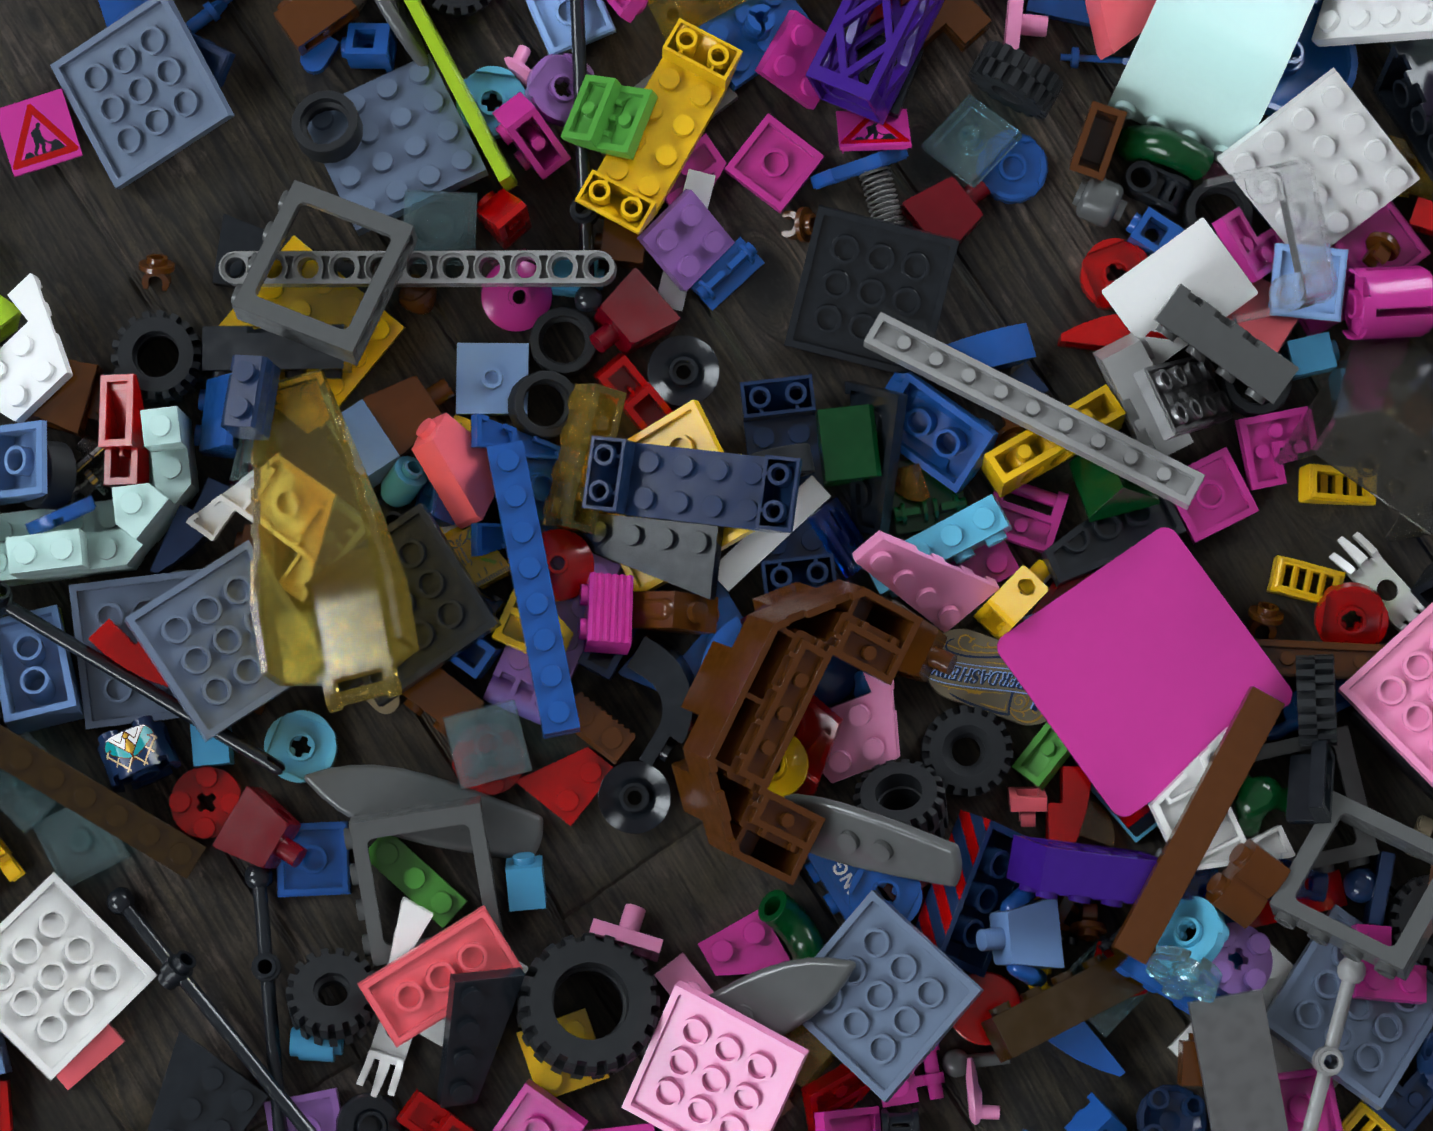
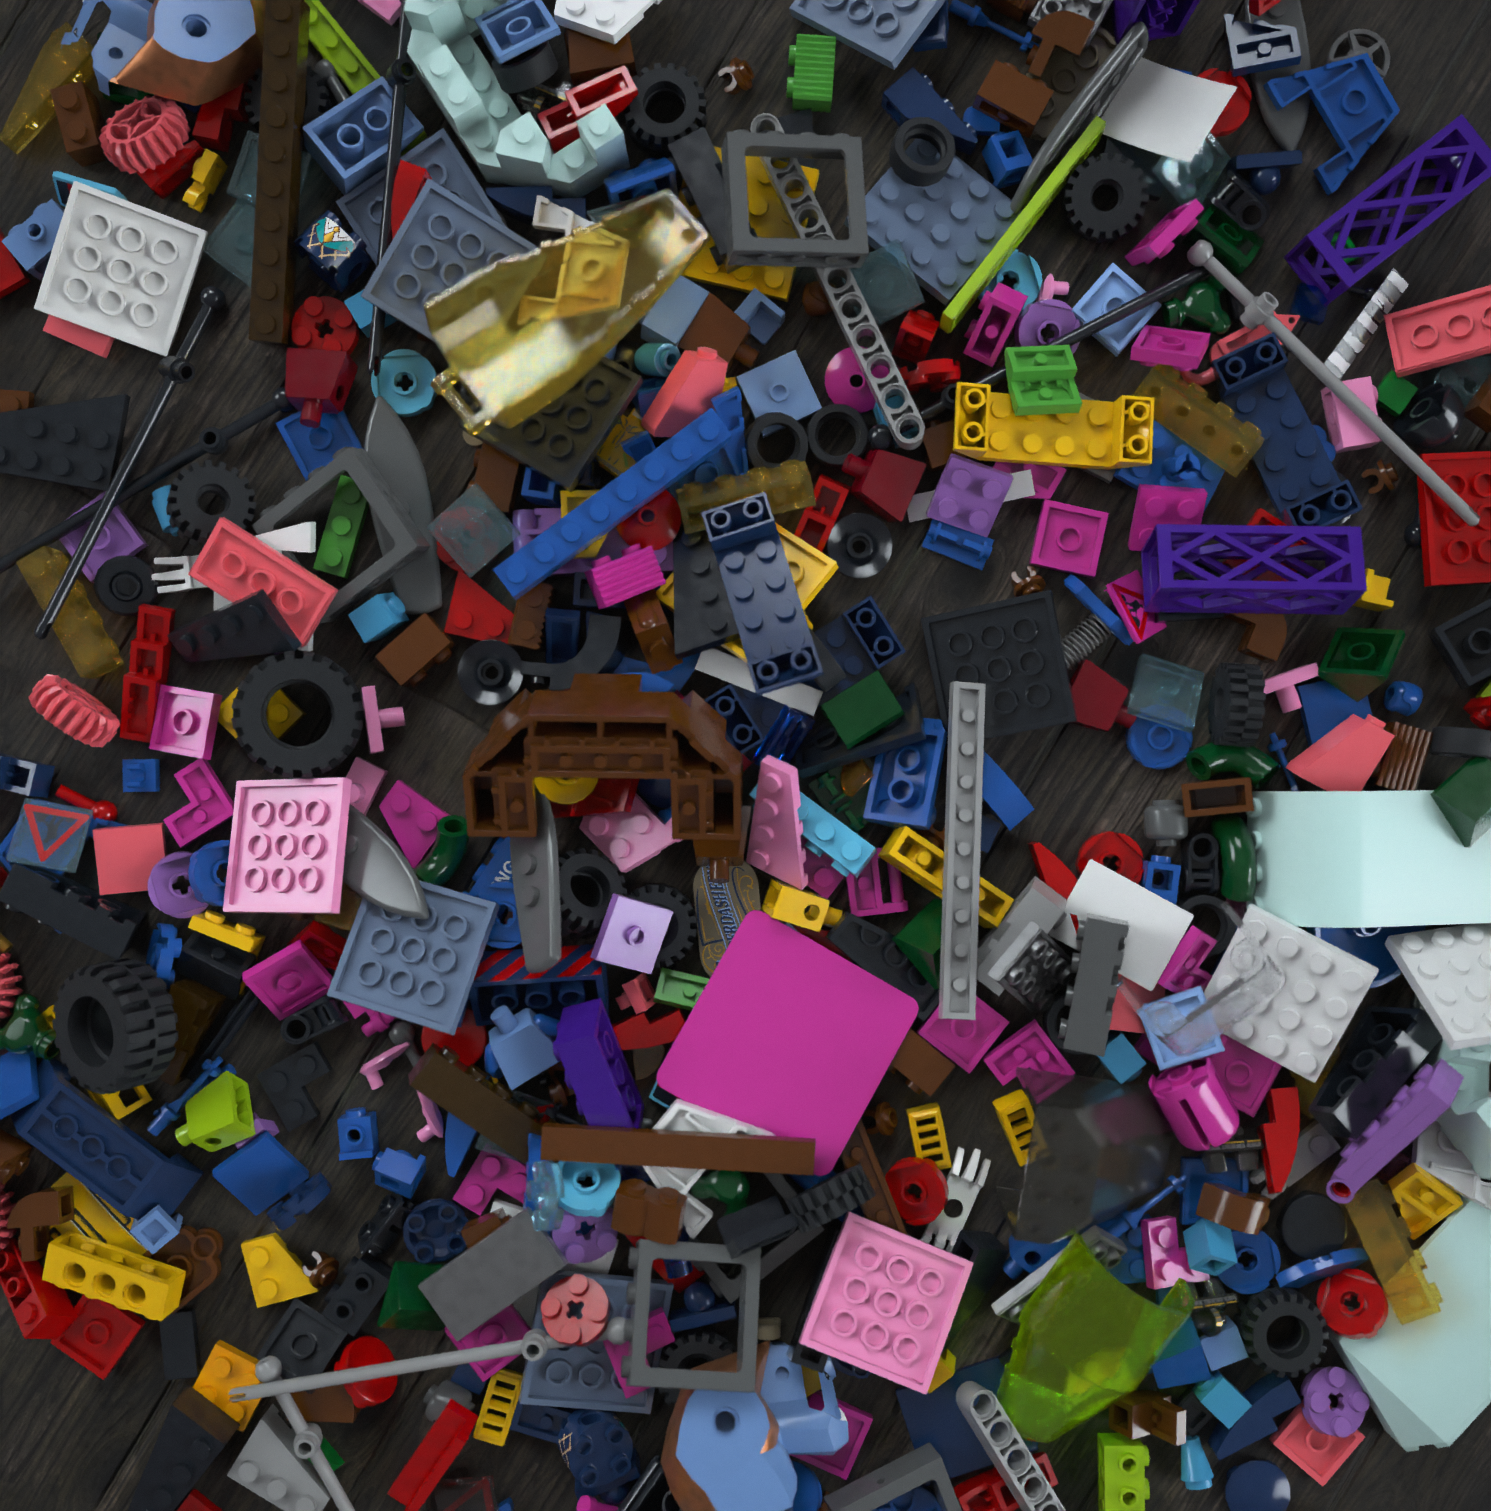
camera: 70 degrees right, 5 degrees up
(61, 516) = (492, 89): blue tile -> none
(191, 195) = (813, 72): none -> bright green brick
(250, 397) = (656, 186): dark blue brick -> none
(270, 109) = (915, 97): none -> dark blue slope
(407, 360) = (761, 315): none -> medium blue panel
(551, 219) = (931, 374): none -> red plate
(577, 861) = (416, 651): none -> reddish brown brick
(633, 706) = (562, 635): none -> dark blue tile
(964, 773) = (631, 934): none -> plate
(1051, 1069) = (433, 1117): none -> bright pink bar
(1079, 91) = (1243, 761): none -> dark green cylinder
(1138, 1039) = (487, 1175): none -> dark pink plate
(1227, 553) = (921, 1064): none -> reddish brown brick
(1330, 1014) = (595, 1312): none -> plate
(1381, 248) = (1238, 1075): reddish brown plate -> none

